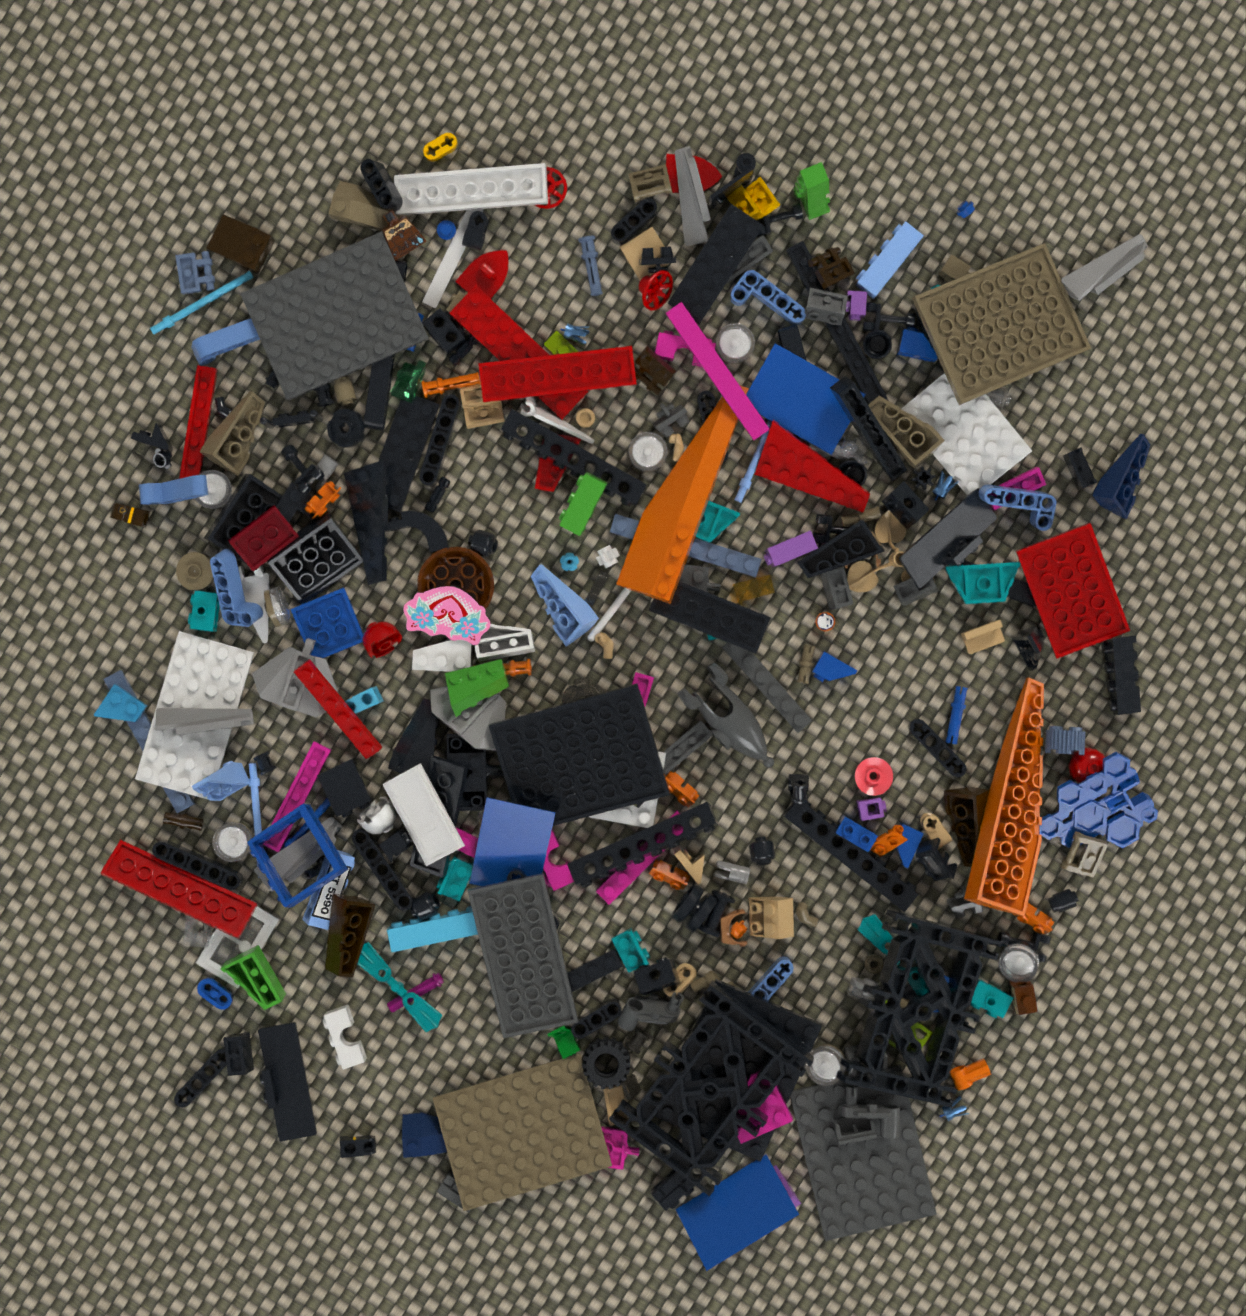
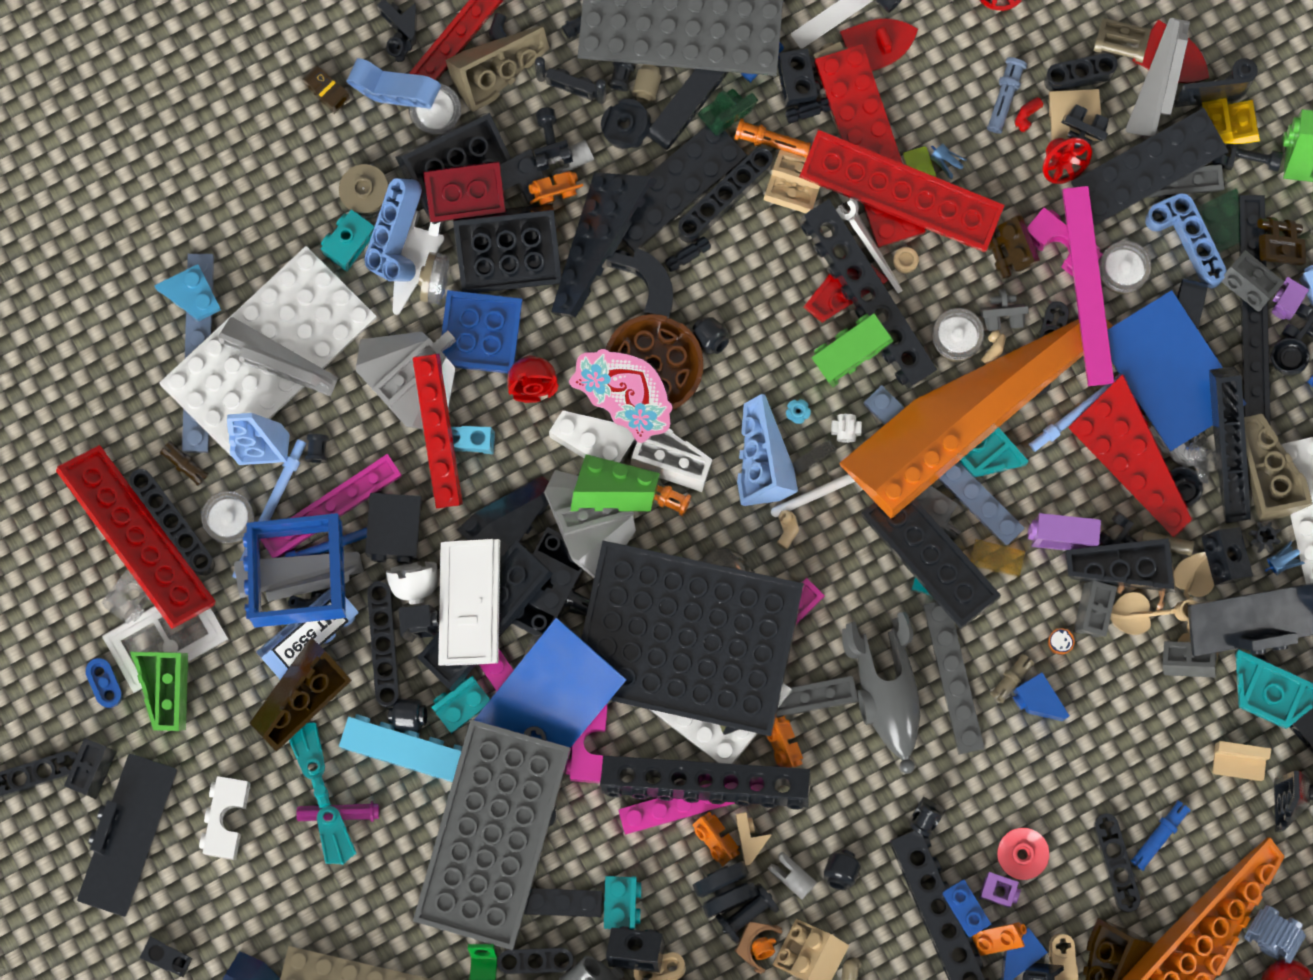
camera: 20 degrees right, 10 degrees down
(611, 269) = (1026, 110): none -> red arm
(782, 273) = (1222, 220): none -> clear green wing

